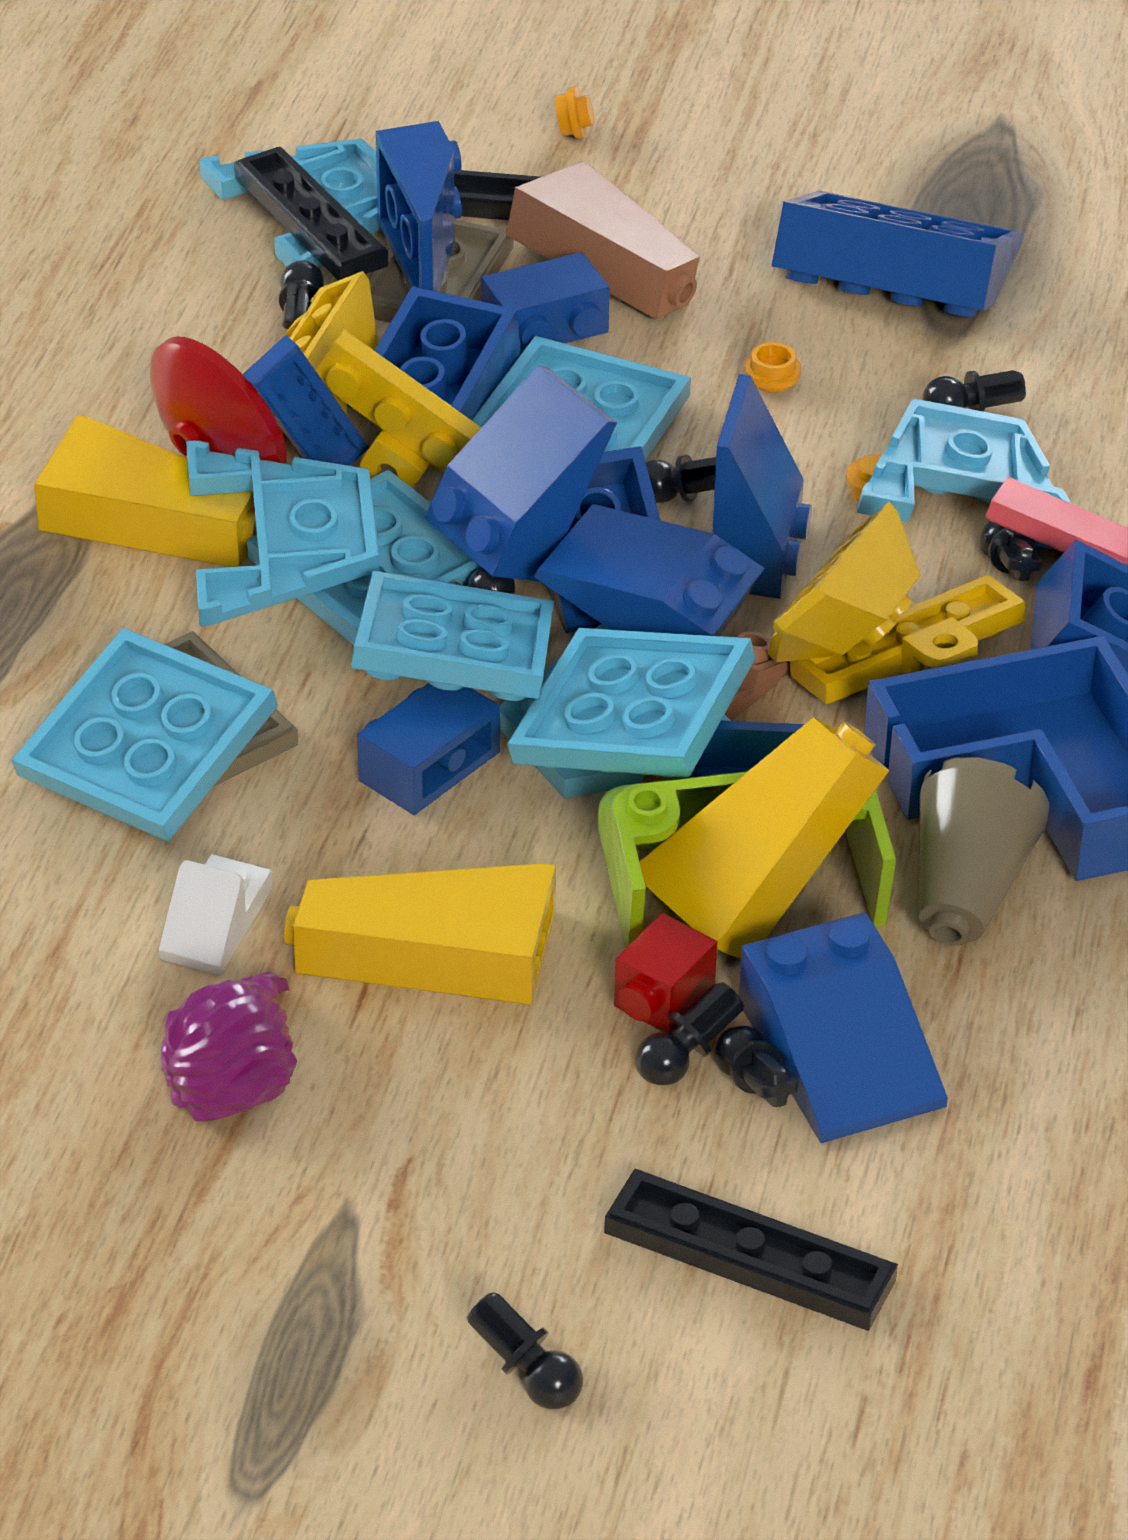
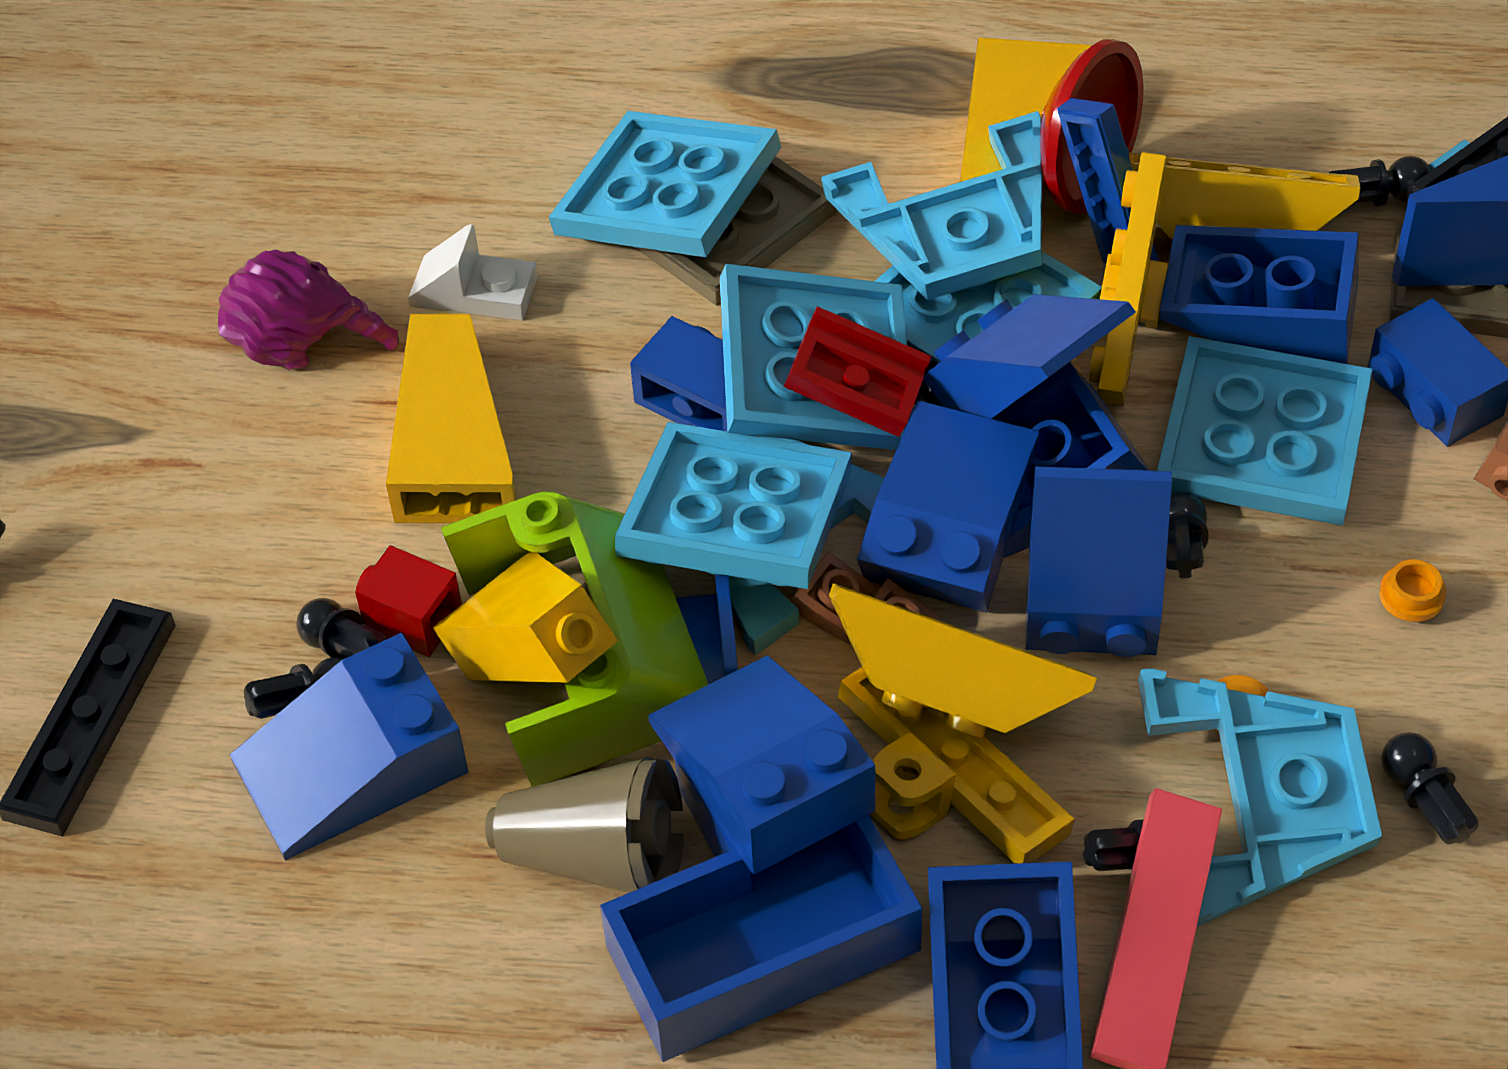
camera: 85 degrees right, 10 degrees up
(499, 596) = (857, 371): none -> red plate
(957, 686) = (768, 761): none -> blue slope

